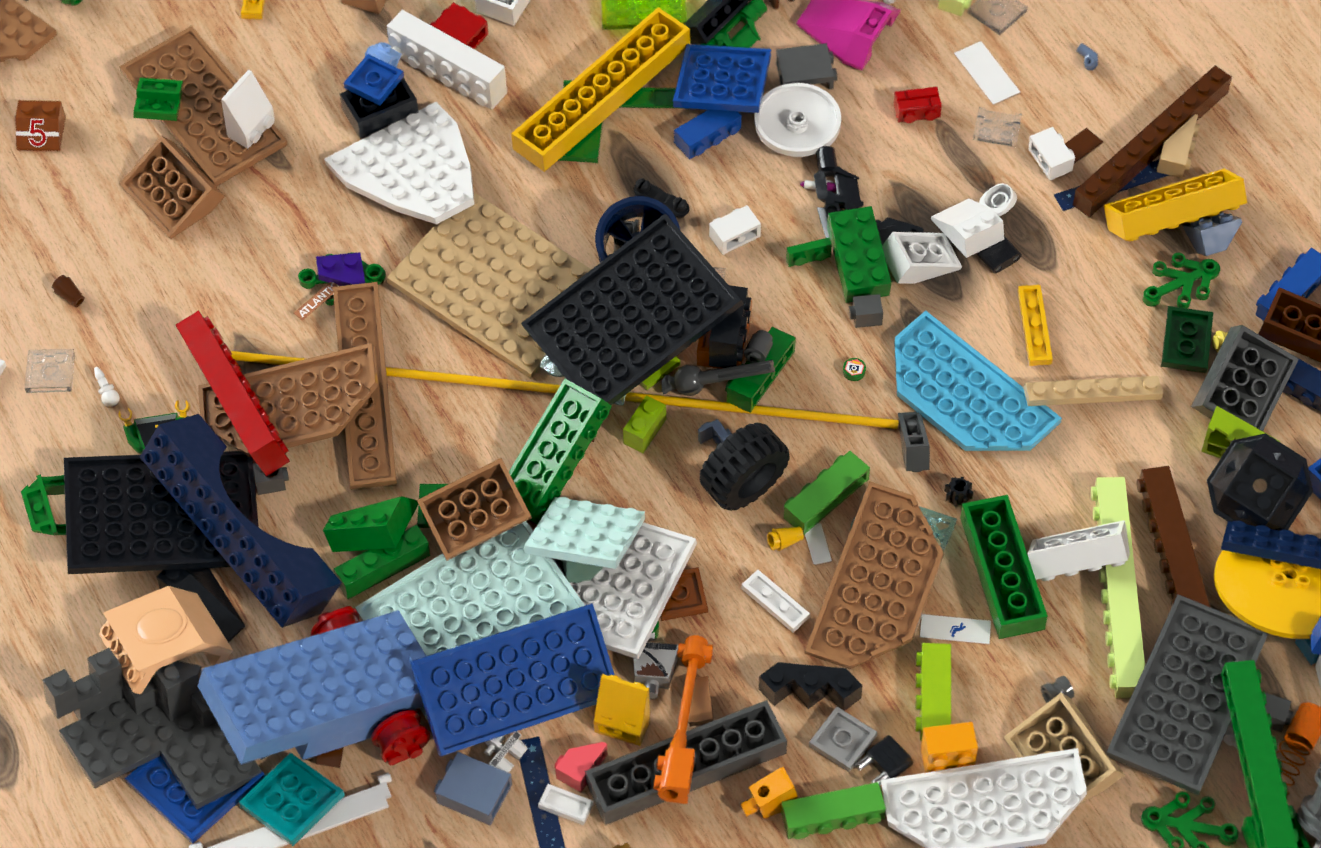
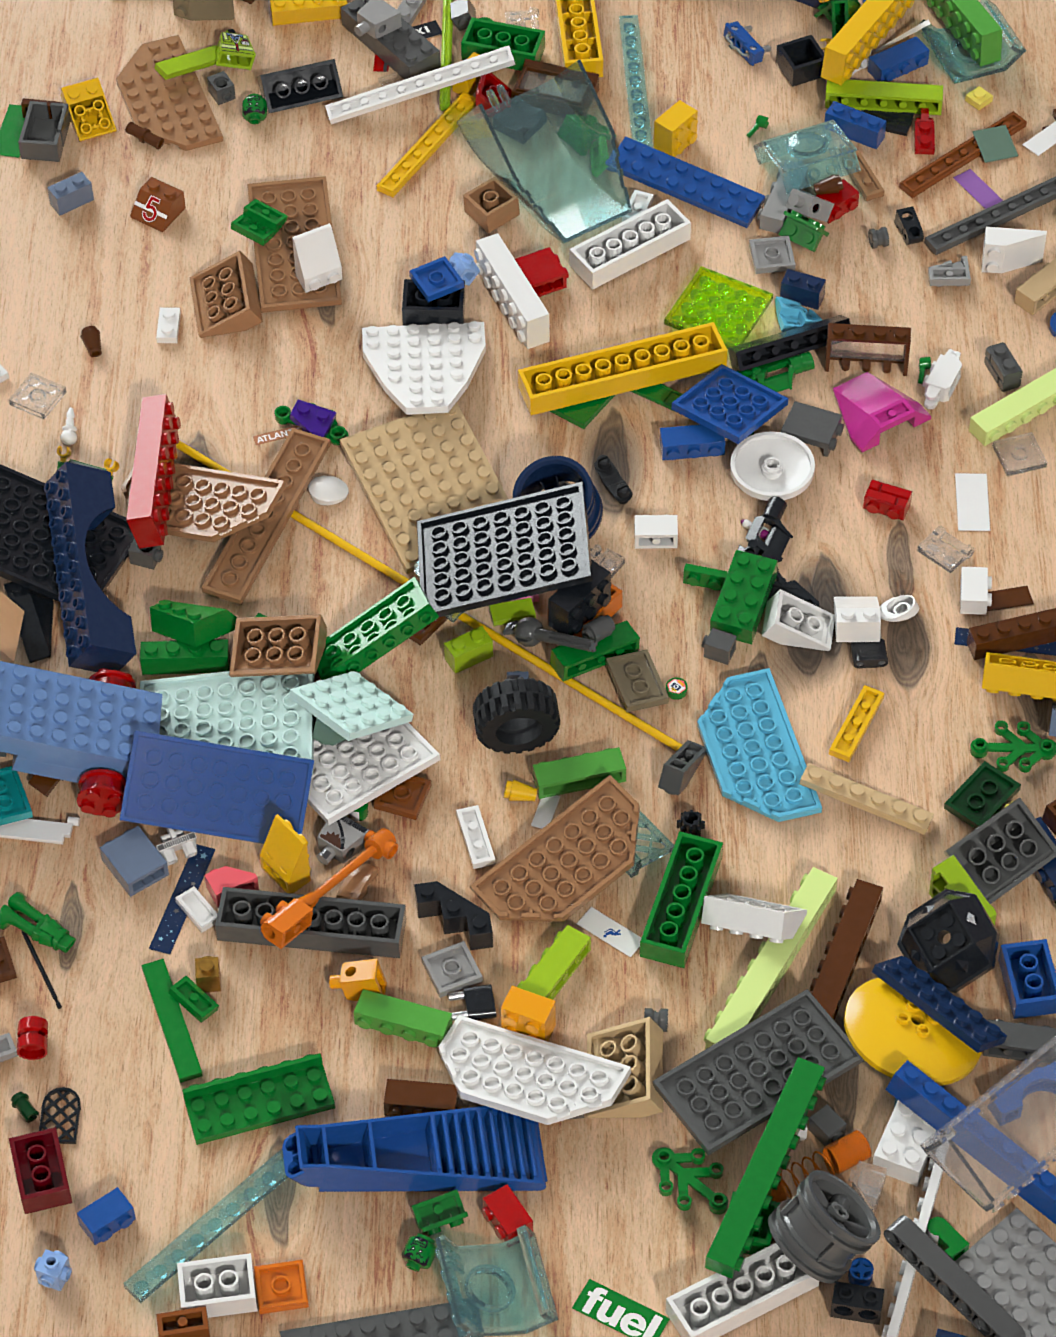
camera: 30 degrees right, 5 degrees down
(132, 240) = (168, 325): none -> white plate
(402, 332) = (328, 490): none -> white hat
(816, 379) = (637, 680): none -> dark tan plate

